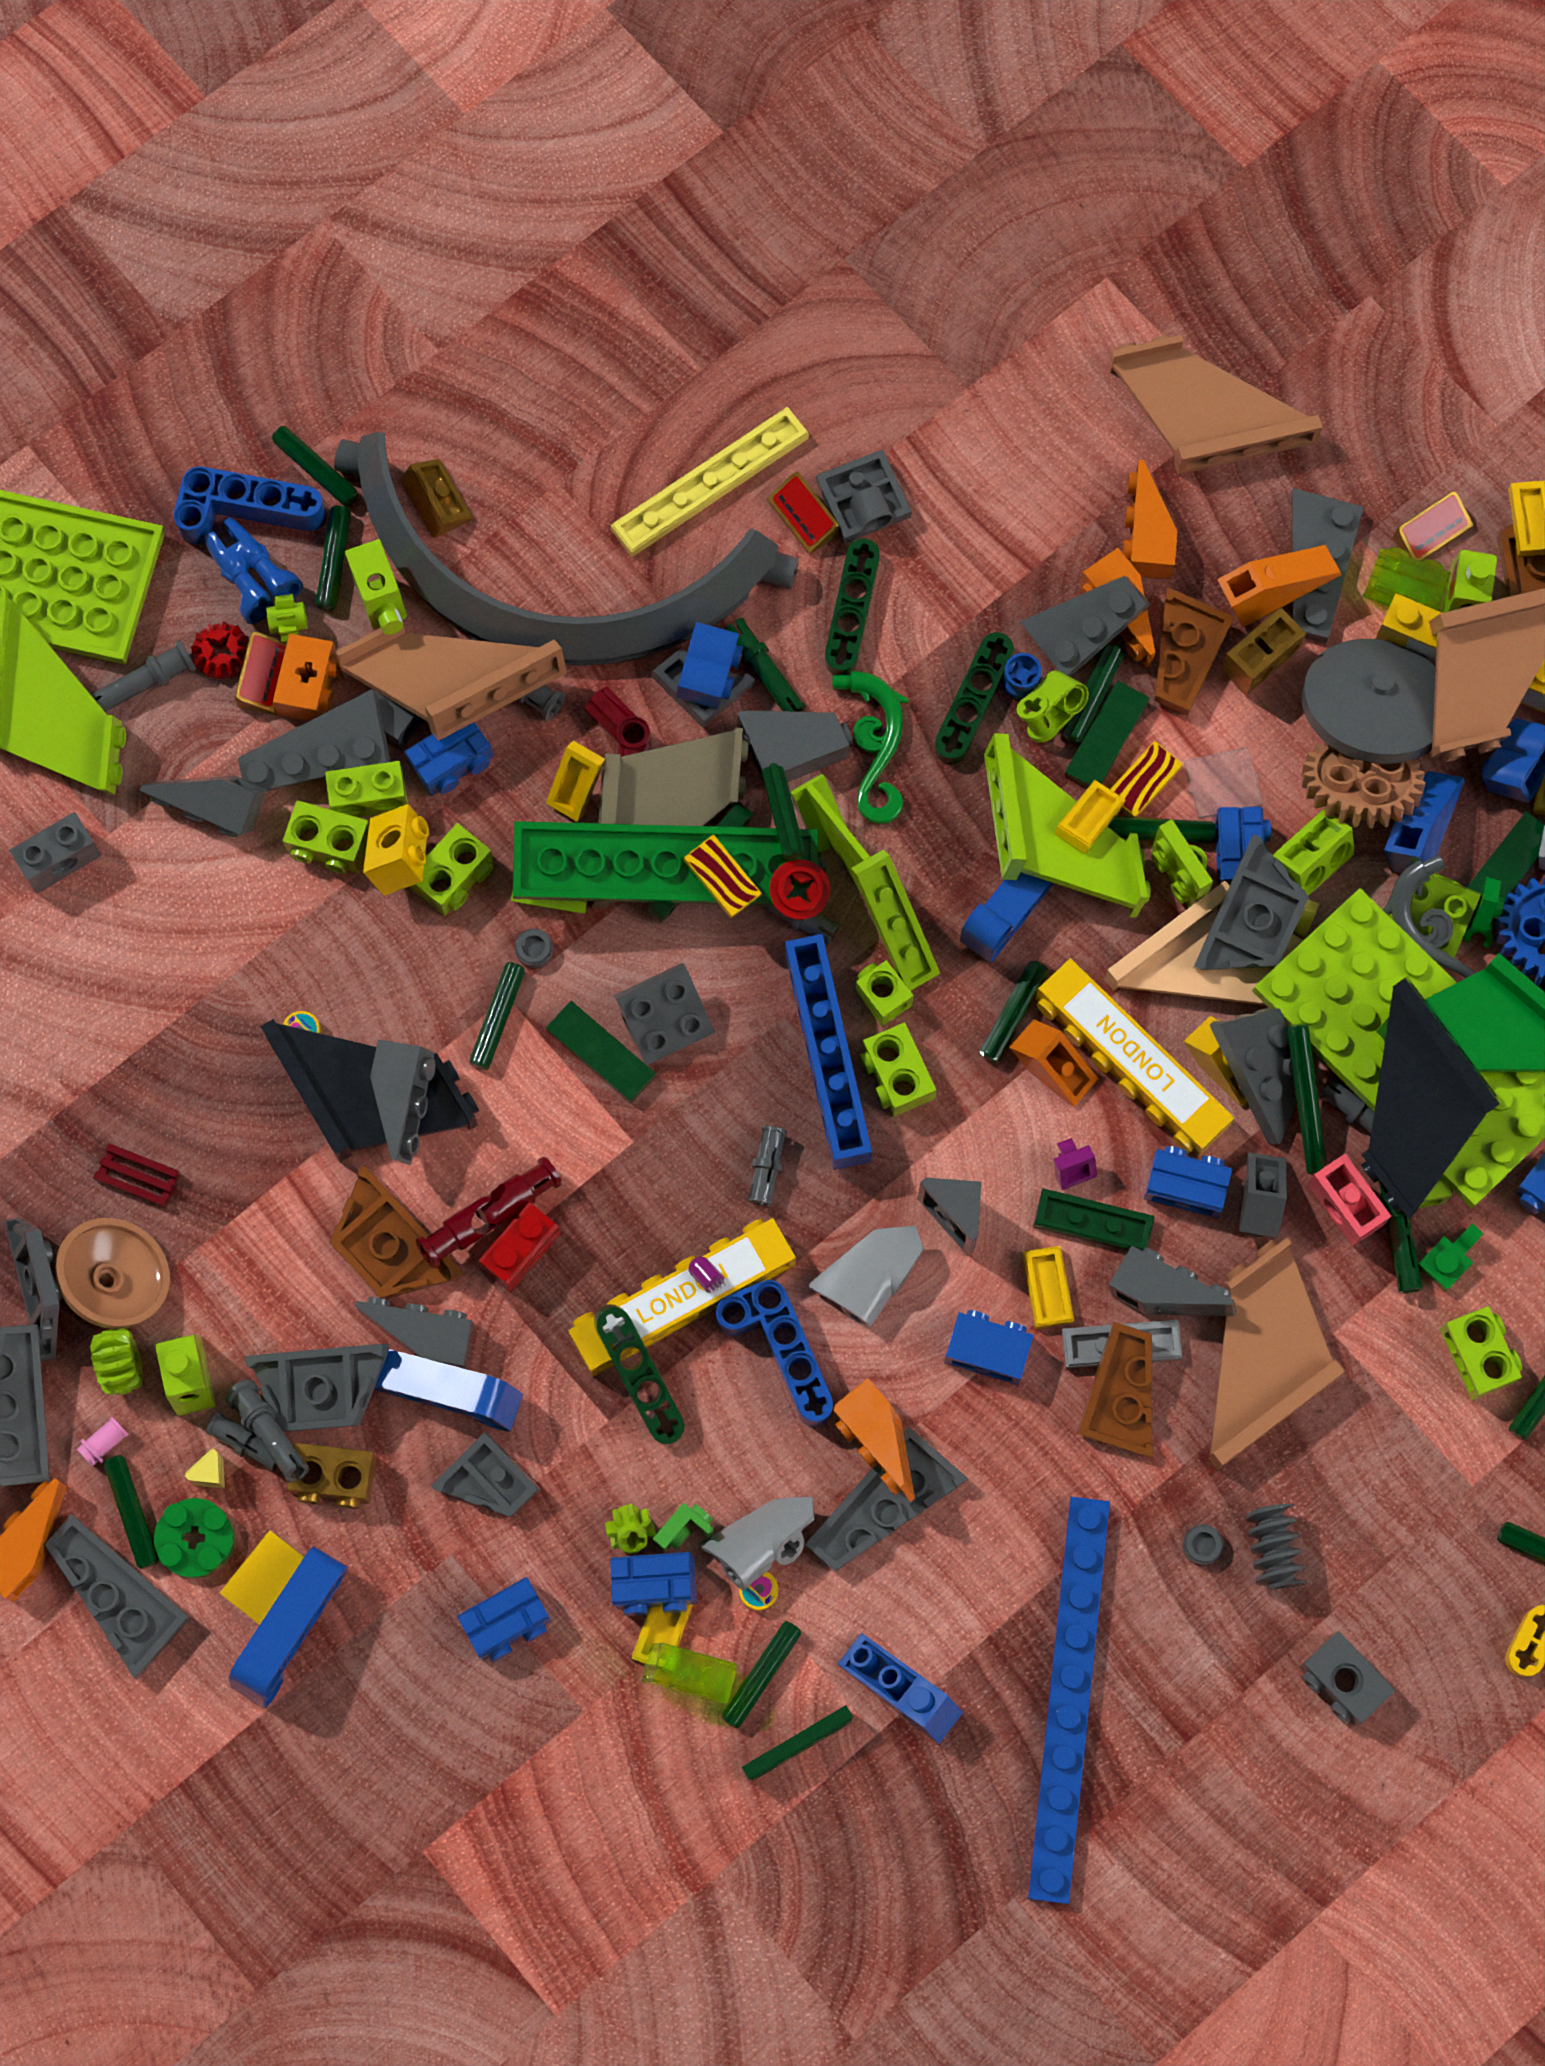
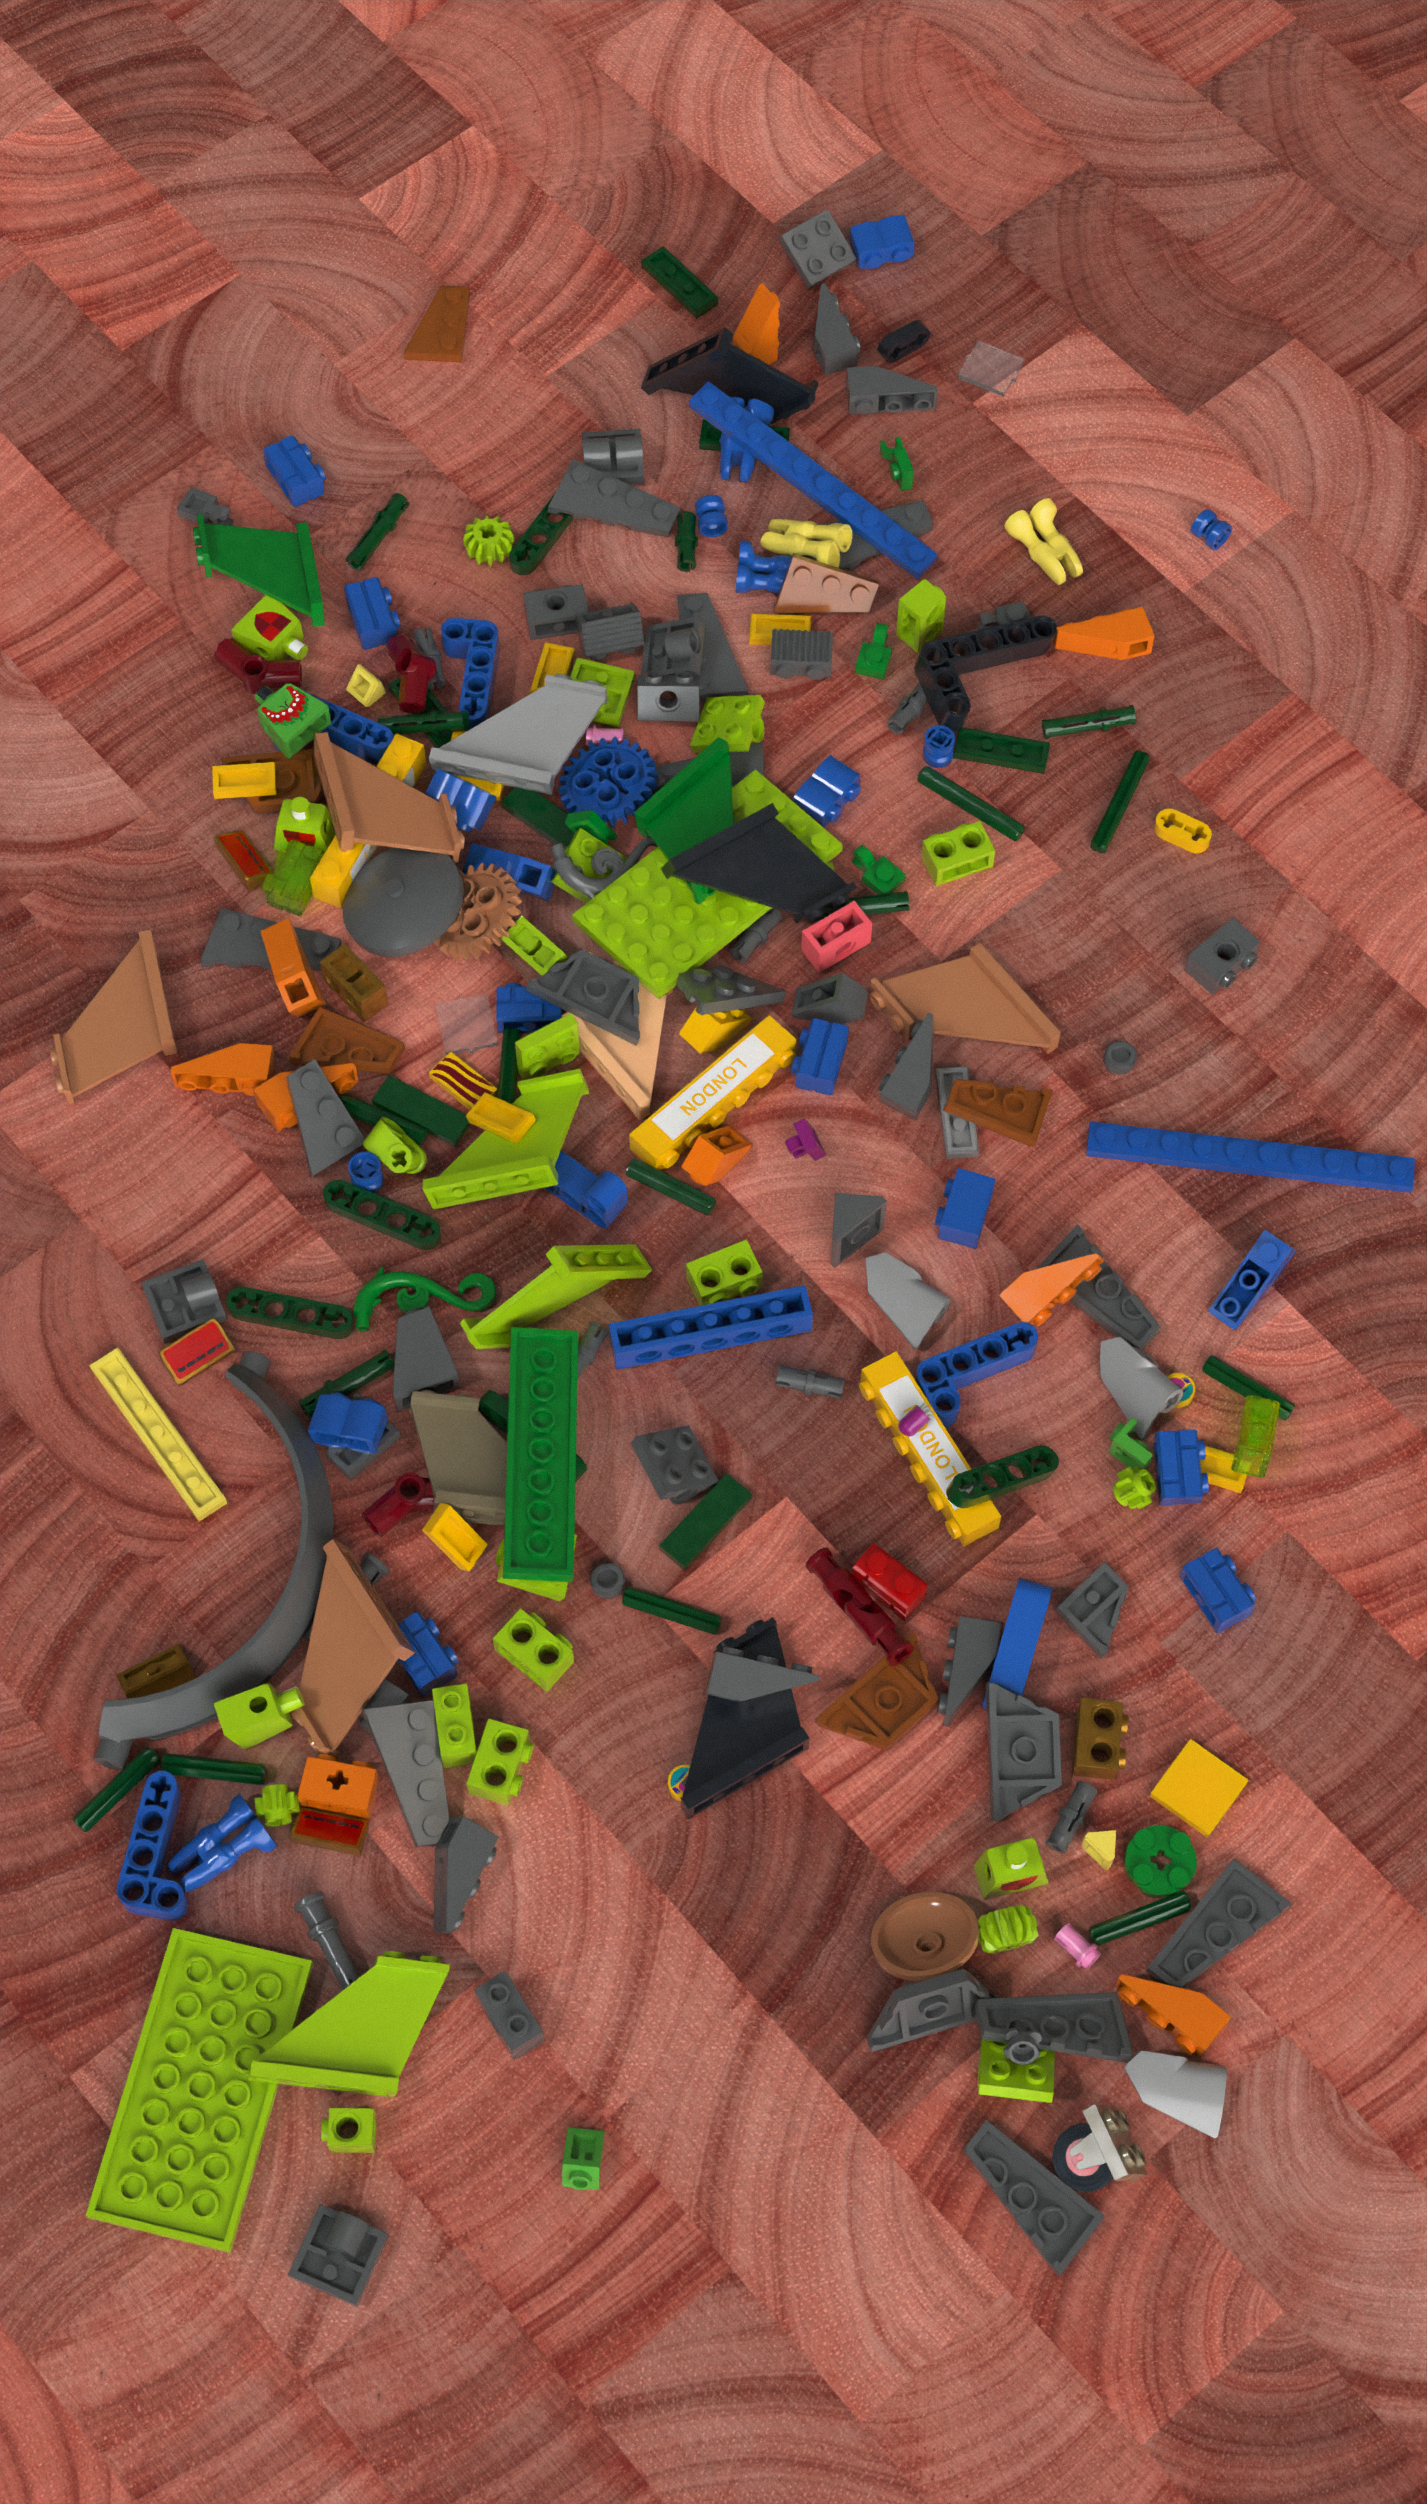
camera: 90 degrees left, 10 degrees down
(107, 1163) = (835, 1899): dark red tile -> none
(223, 665) = (300, 1855): red gear -> none
(259, 1419) = (1054, 1799): dark grey pin -> none
(262, 1663) = (1242, 1765): blue beam -> none
(396, 849) = (502, 1699): yellow brick -> none
(722, 876) = (556, 1401): tile -> none
(783, 812) = (496, 1351): dark green axle -> none
(797, 1744) = (1305, 1356): dark green tile -> none
(802, 872) = (571, 1327): red gear -> none
(884, 1008) = (659, 1274): lime brick -> none
(1047, 1287) = (910, 1166): yellow tile -> none
(1093, 1221) = (853, 1131): dark green tile -> none
(1275, 1547) = (1122, 999): dark grey piece -> none
(1307, 1097) = (751, 961): dark green axle -> none

